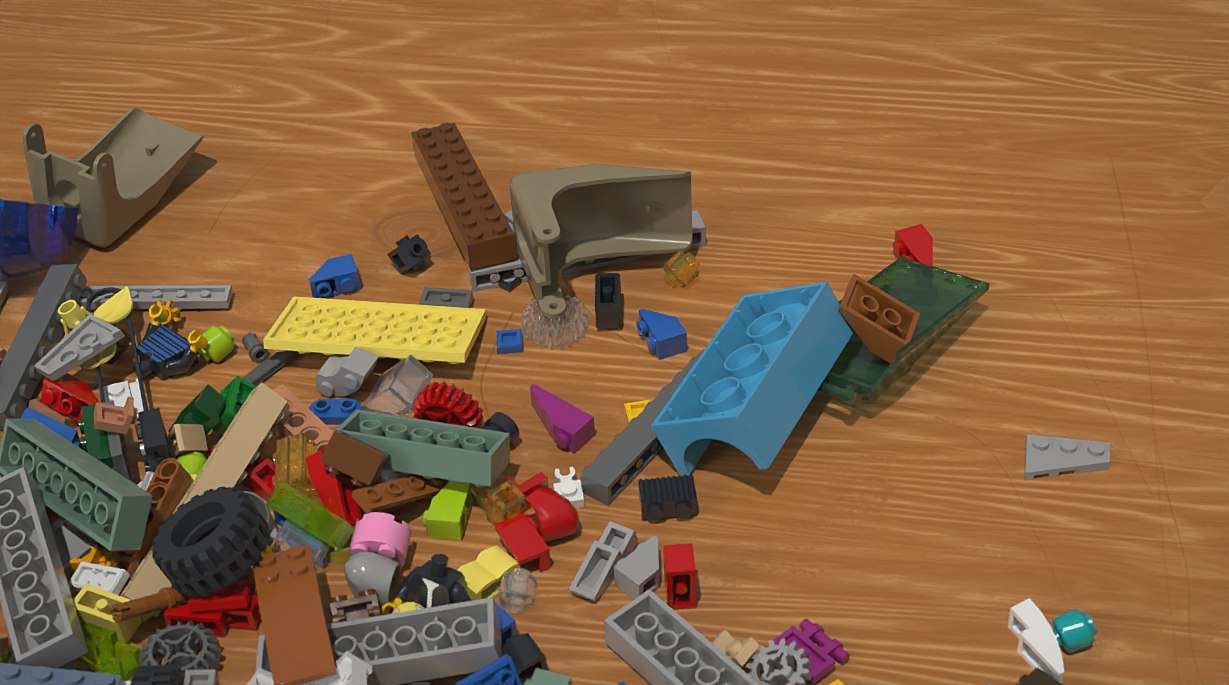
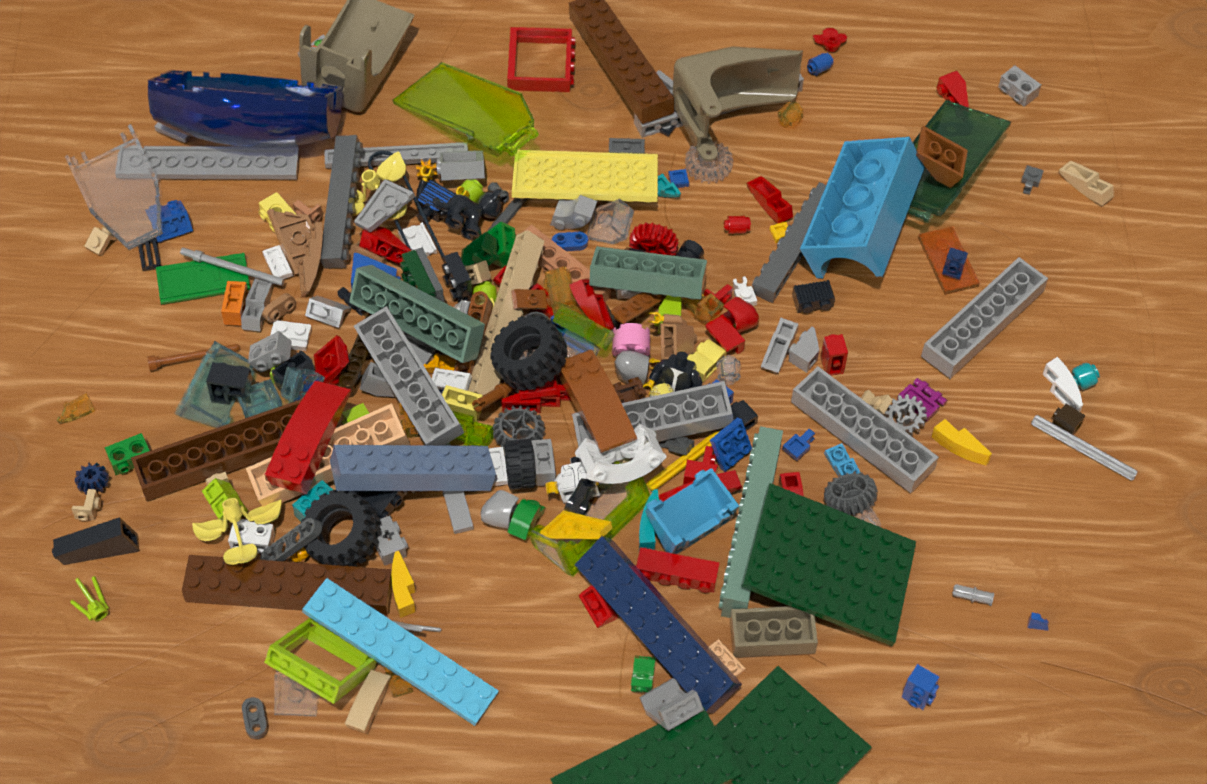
camera: 10 degrees left, 15 degrees up
(115, 418) = (432, 262): nougat bracket -> none
(210, 309) = (461, 165): none -> light grey window
(231, 360) = (462, 207): none -> black animal
(244, 475) = (529, 299): none -> dark orange plate
(247, 247) = (471, 109): none -> clear neon green windscreen
(335, 277) = (547, 130): blue slope -> none
(354, 458) = (608, 285): reddish brown brick -> none
(358, 170) = (540, 35): none -> red window
(409, 253) = (591, 110): black brick -> none
(445, 533) = (675, 336): none -> medium nougat torso
(486, 350) = (667, 189): none -> teal slope
(564, 422) = (730, 241): magenta slope -> none
(579, 397) = (737, 224): none -> red brick
(607, 300) = (744, 144): black brick -> none
(632, 371) = (770, 199): none -> red slope
(662, 333) = (787, 168): blue slope -> none
(734, 213) = (820, 63): none -> blue brick
(755, 187) = (830, 39): none -> red plate
(880, 462) = (936, 248): none -> clear orange tile
(885, 461) = (955, 263): none -> dark blue brick
(920, 539) = (984, 317): none -> light grey brick
(1010, 247) = (1019, 86): none -> light grey brick
(1016, 360) = (1031, 177): none -> dark grey plate
(1057, 454) = (1068, 249): light grey wing -> none
(1100, 369) = (1087, 182): none -> tan slope

